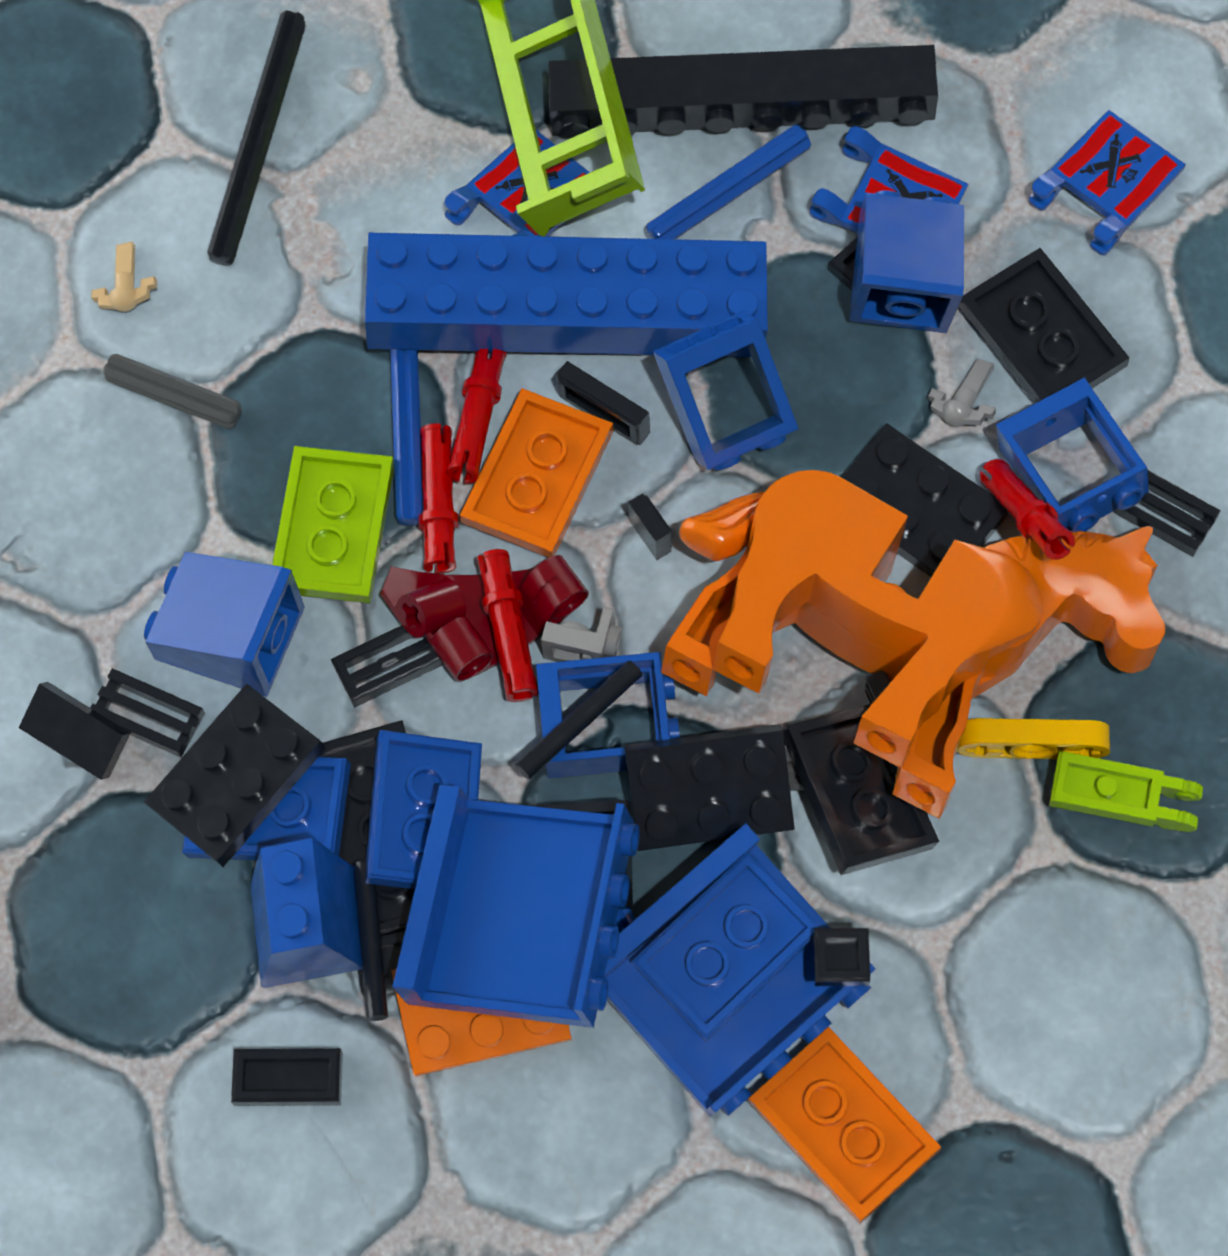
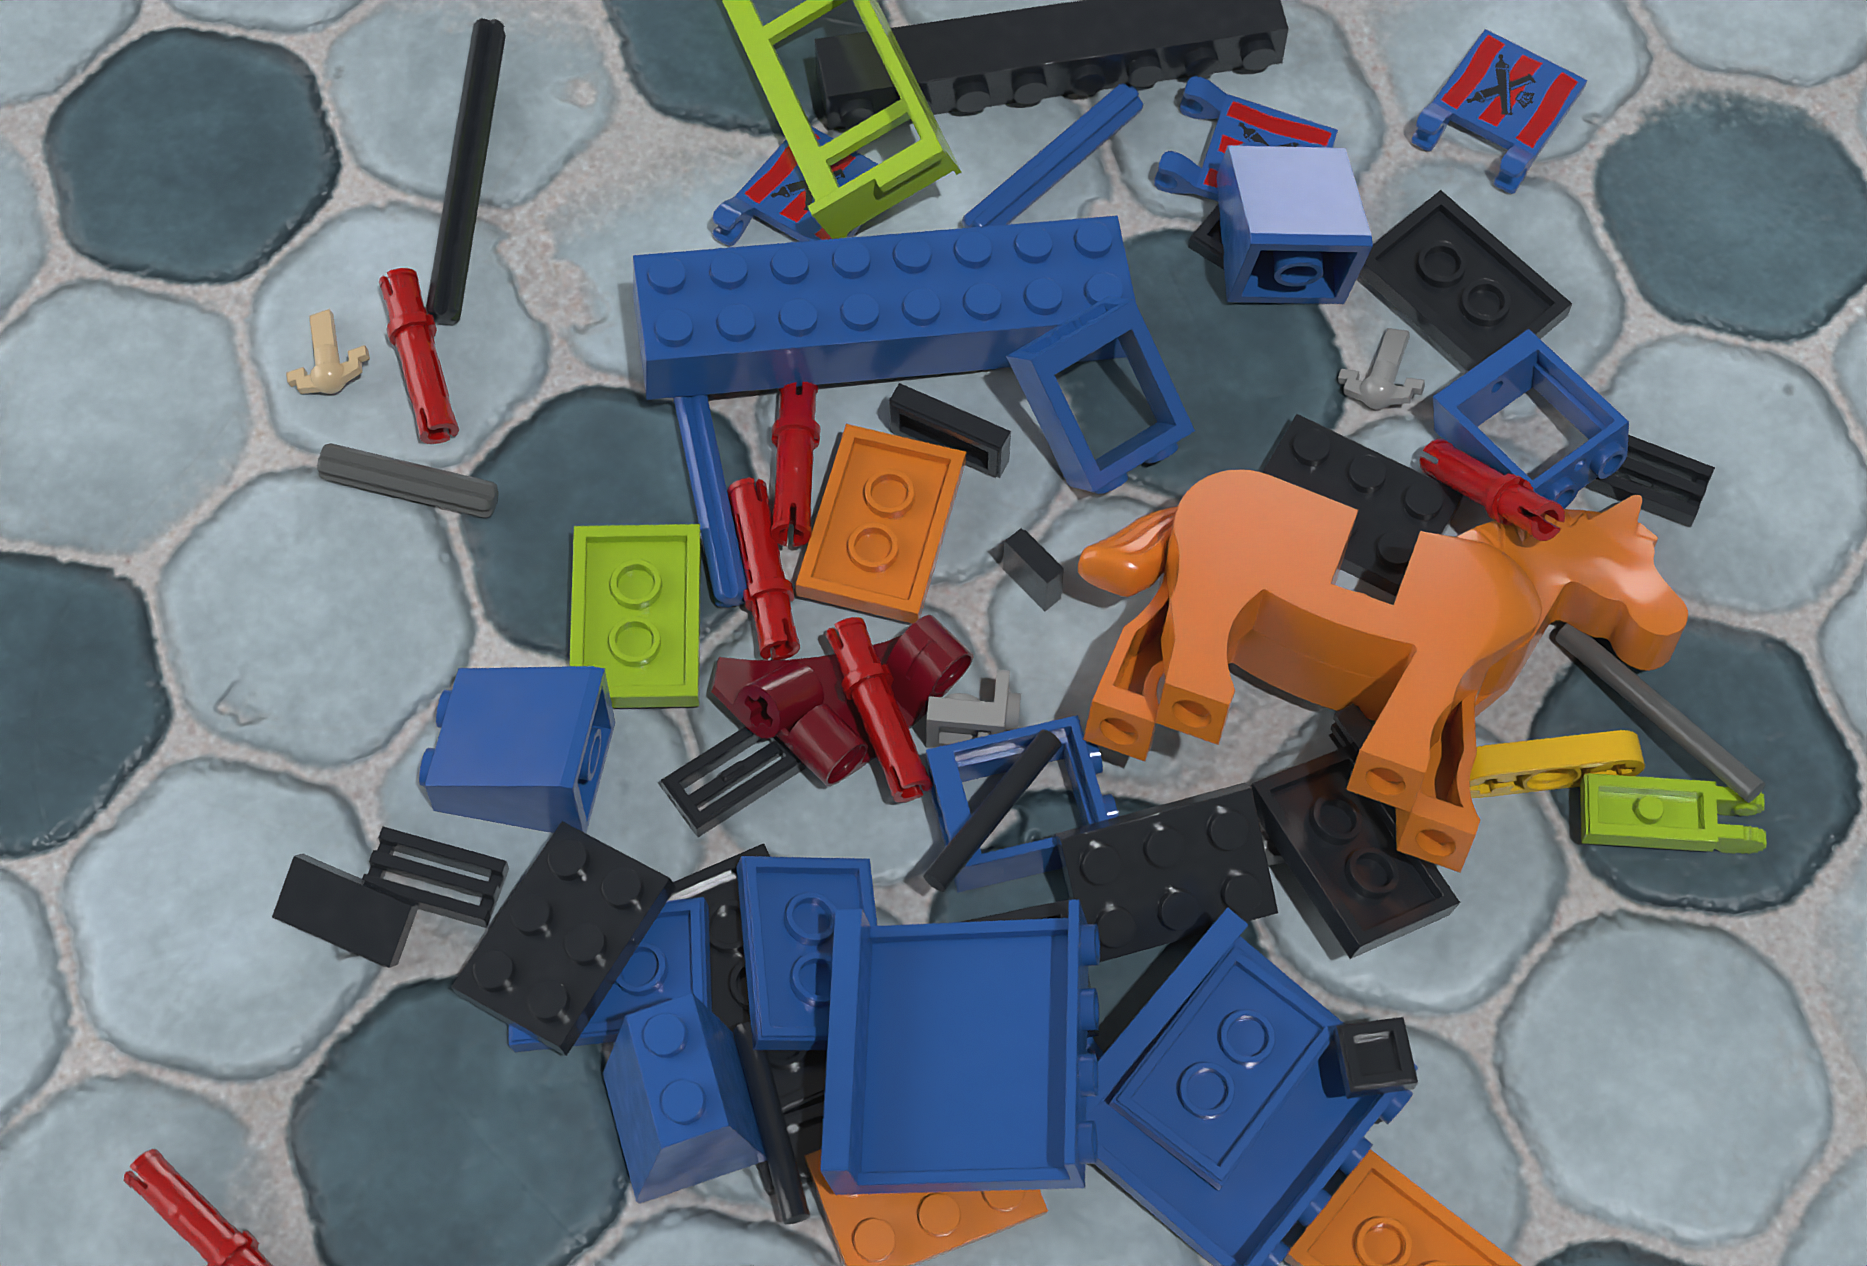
camera: 15 degrees left, 5 degrees down
(193, 272) = (414, 337): none -> red pin
(1132, 709) = (1661, 713): none -> dark grey bar

